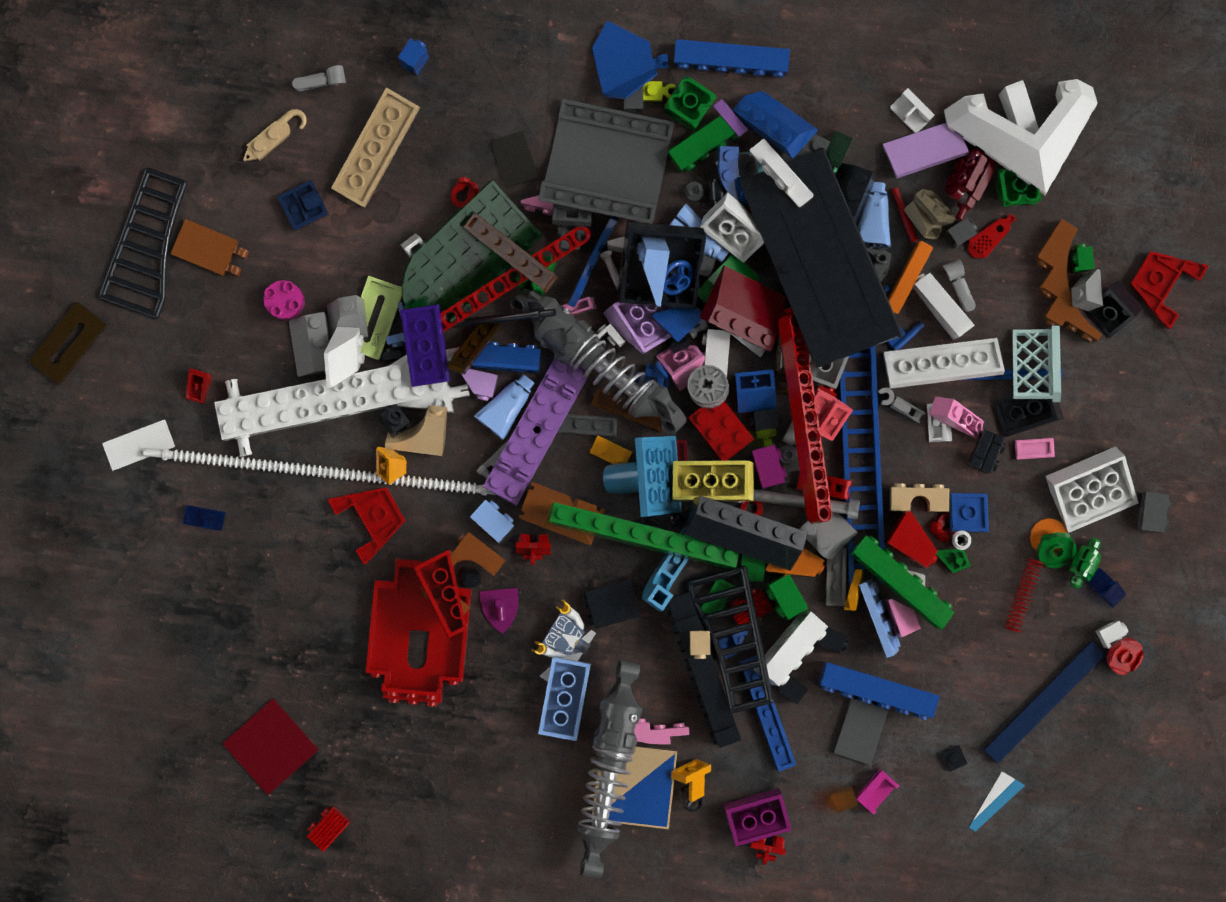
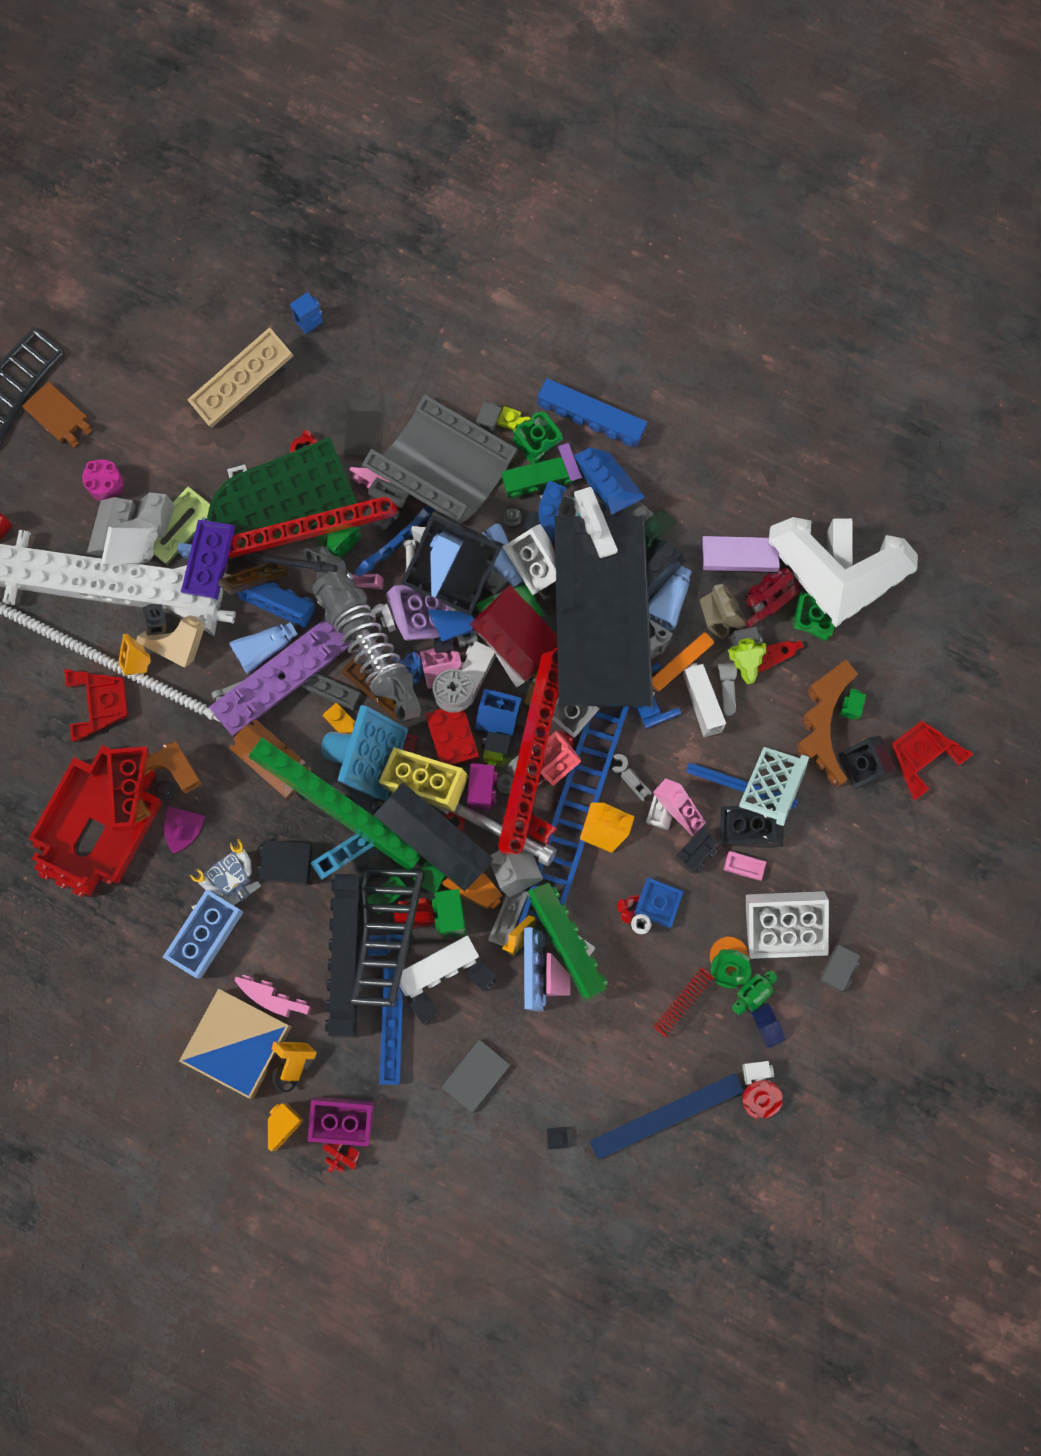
camera: 30 degrees right, 10 degrees down
(272, 136) = (155, 340): tan plate -> none
(303, 205) = (156, 406): dark blue plate -> none
(334, 77) = (230, 308): light grey piece -> none
(392, 354) = (177, 561): black plate -> none
(481, 383) = (248, 616): lavender slope -> none
(492, 520) = (206, 744): light blue brick -> none
(510, 252) = (317, 501): reddish brown tile -> none
(533, 551) = (233, 785): red hips -> none
(613, 747) = (225, 995): piece -> none
(624, 61) = (493, 381): blue panel -> none
(678, 279) = (467, 588): blue piece -> none
(699, 644) = (347, 925): tan brick -> none
(707, 838) = (282, 1124): none -> light orange slope
(842, 799) = (431, 1136): clear orange brick -> none
(876, 791) = (468, 1141): dark pink panel -> none
(883, 691) = (506, 1039): blue brick -> none
(896, 461) = (606, 826): none -> light orange slope
(906, 220) = (699, 613): red bar -> none
(911, 111) = (740, 516): white panel -> none
(911, 541) = (592, 908): red slope -> none
(936, 497) = (632, 875): tan arch -> none
(943, 363) = (686, 752): white plate -> none
(954, 559) = (628, 942): green piece -> none
(969, 251) = (747, 658): none -> lime rock
(1000, 794) = (588, 1193): dark azure sticker -> none
(1088, 291) = (847, 736): light grey slope -> none

